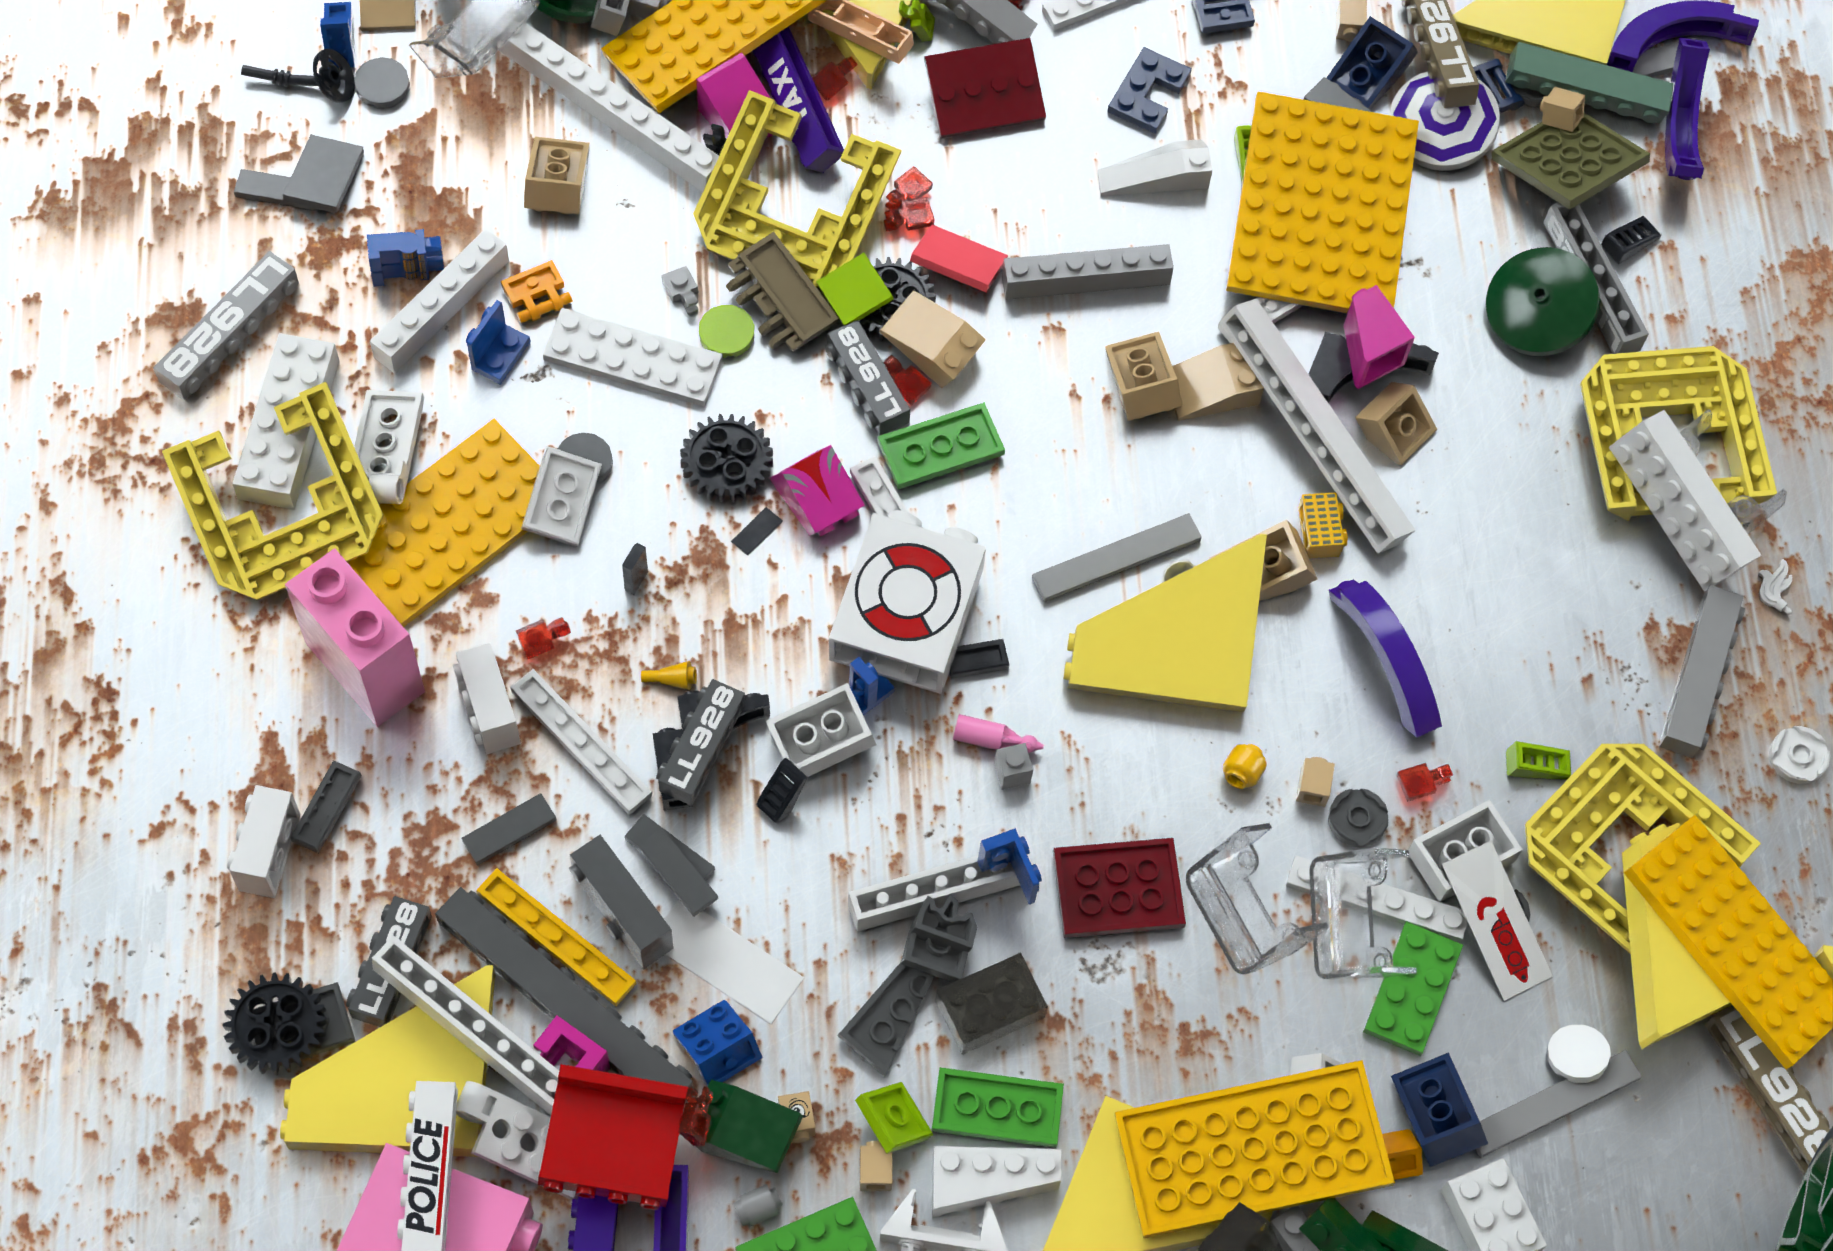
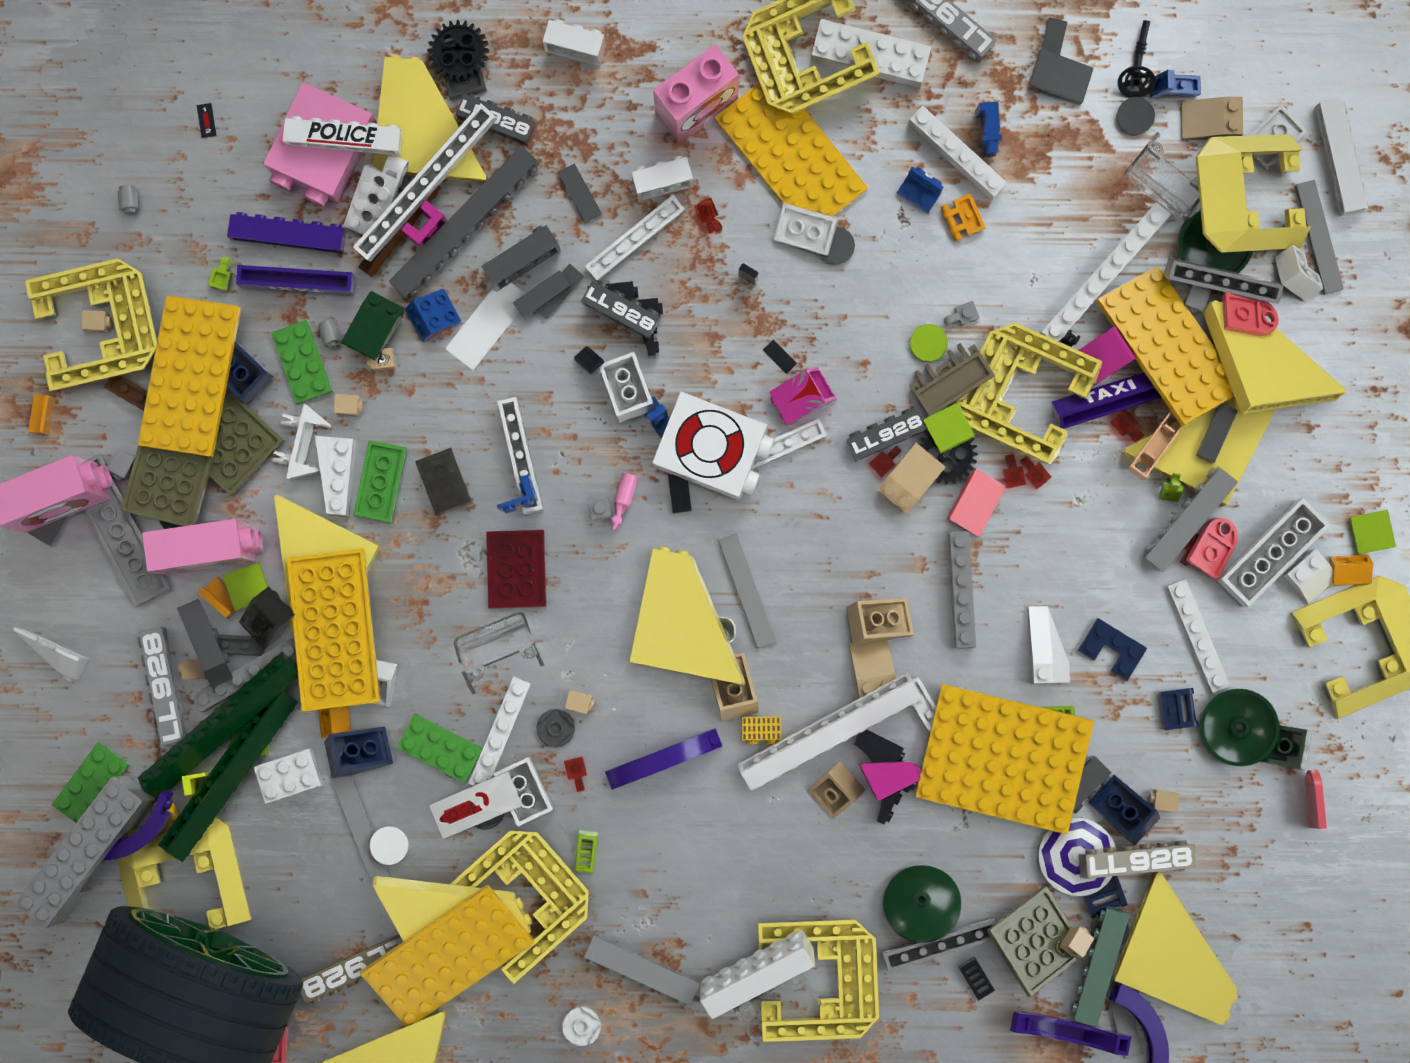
camera: 100 degrees right, 20 degrees up
(325, 806) = (600, 81): dark grey plate -> none
(390, 483) = (817, 117): white hinge -> none
(556, 175) = (1054, 232): tan slope -> none
(556, 937) = (506, 219): yellow plate -> none
(612, 1137) = (361, 244): red panel -> none
(632, 357) = (912, 280): white plate -> none
(677, 675) = (676, 301): yellow cone -> none
(695, 1119) = (373, 295): clear red plate -> none
(736, 437) = (846, 344): black gear -> none
(886, 1017) = (446, 421): dark grey wing -> none
(894, 1117) = (375, 417): lime tile -> none
(940, 940) = (482, 452): dark grey plate -> none
(941, 445) = (834, 480): bright green plate -> none
(985, 87) = (1113, 530): dark red plate -> none
(1244, 766) = (591, 657): yellow head -> none
(1343, 900) = (484, 709): clear windscreen -> none
(1773, 585) = (704, 1031): white piece -> none

